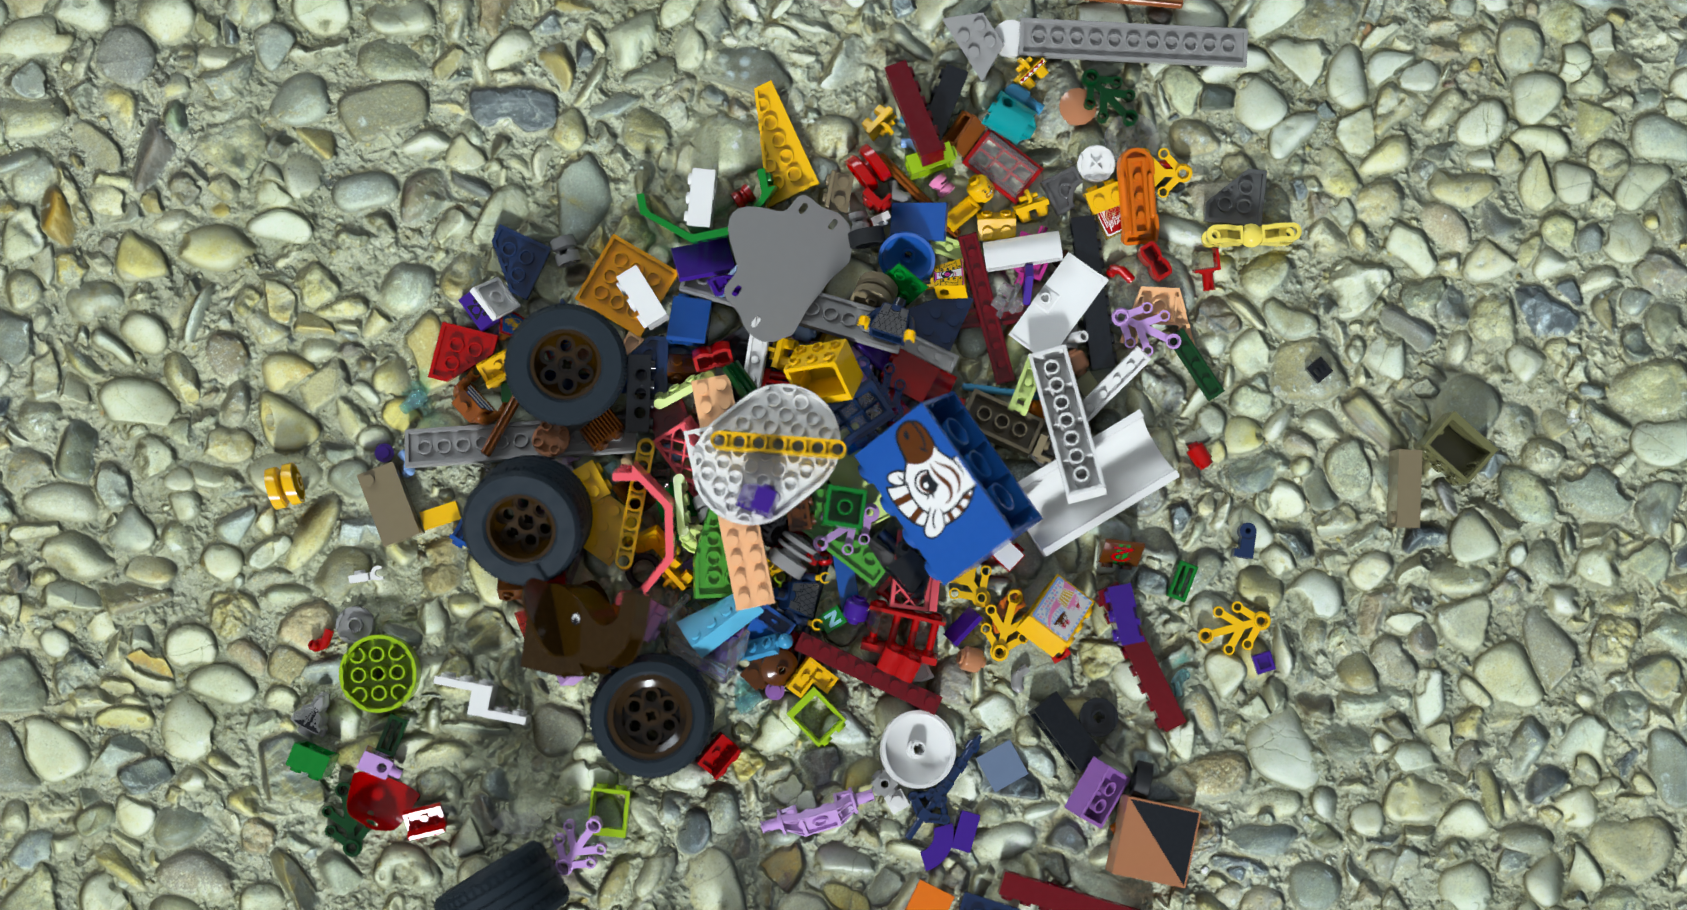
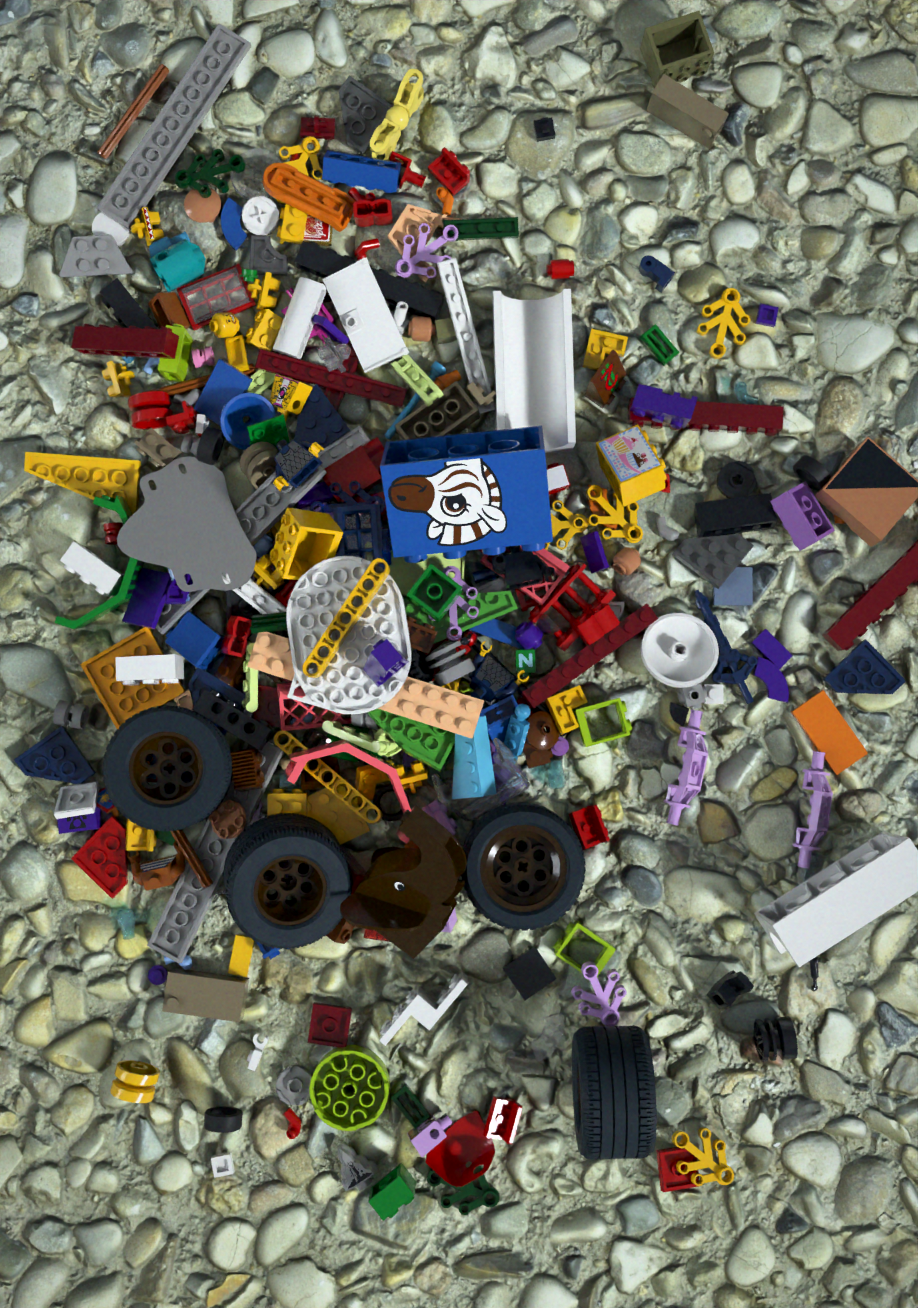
camera: 60 degrees left, 0 degrees up
(254, 600) = (222, 1164): none -> white plate
(293, 579) = (223, 1119): none -> black tyre
(423, 625) = (329, 1025): none -> dark red plate
(563, 774) = (529, 973): none -> black tile
(862, 779) = (678, 713): none -> black tile
(1019, 734) = (713, 556): none -> dark grey plate
(1037, 184) = (249, 275): none -> green plate
(1067, 424) = (472, 358): white brick -> none
(1075, 141) = (231, 224): none -> blue tile
(1150, 527) = (601, 343): none -> yellow plate
(1162, 243) = (353, 192): none -> red arm
(1186, 230) = (361, 171): none -> blue brick
(1203, 169) = (318, 127): none -> dark red hips
(1205, 319) = (447, 200): none -> orange arm
(1230, 308) = (450, 171): none -> red bracket

